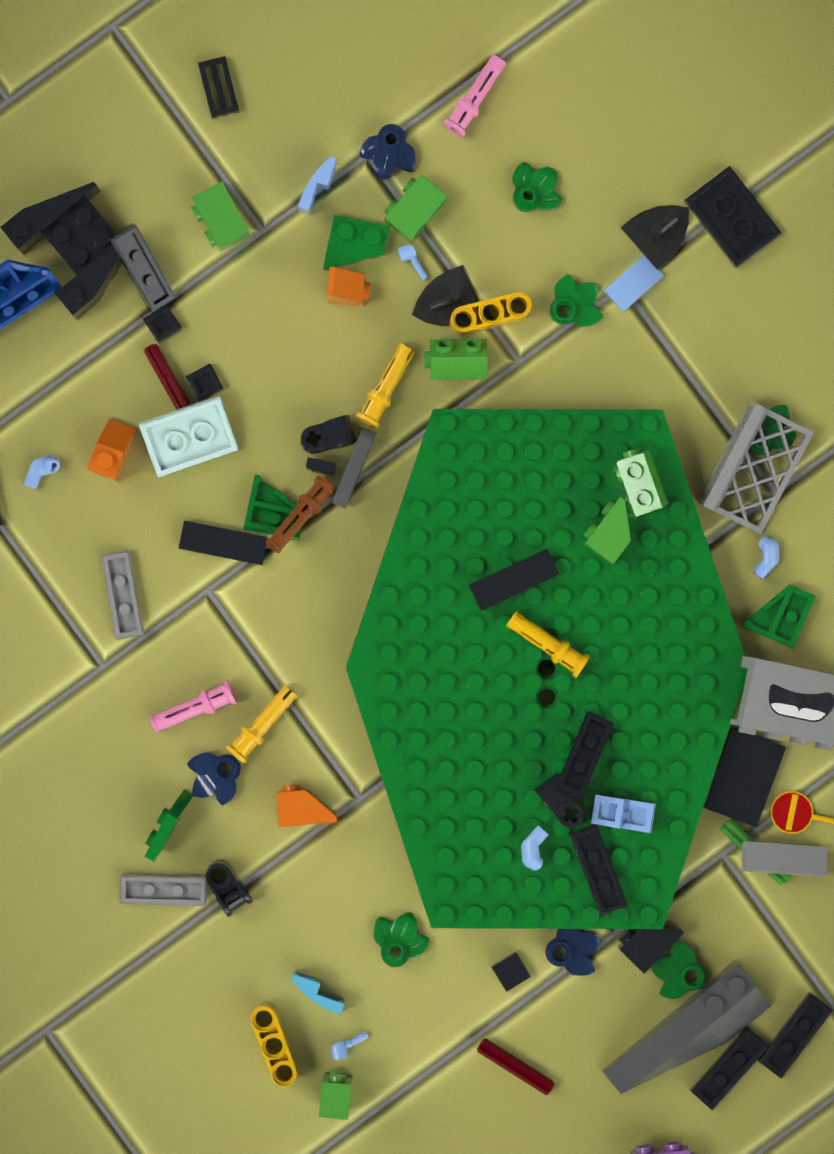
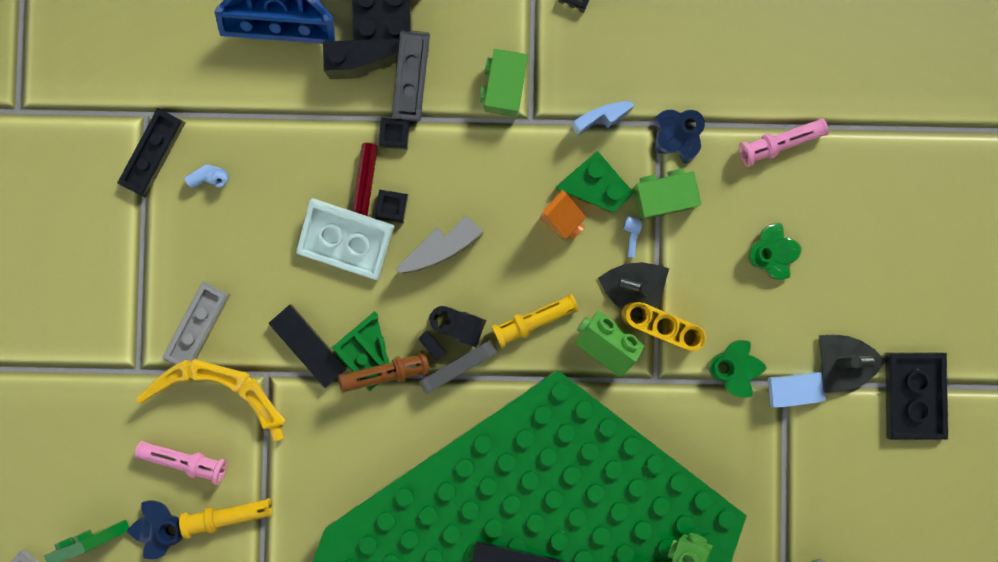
camera: 30 degrees right, 0 degrees up
(111, 450) = (274, 203): orange slope -> none
(186, 611) = (234, 380): none -> yellow animal
(269, 384) = (439, 248): none -> light grey slope

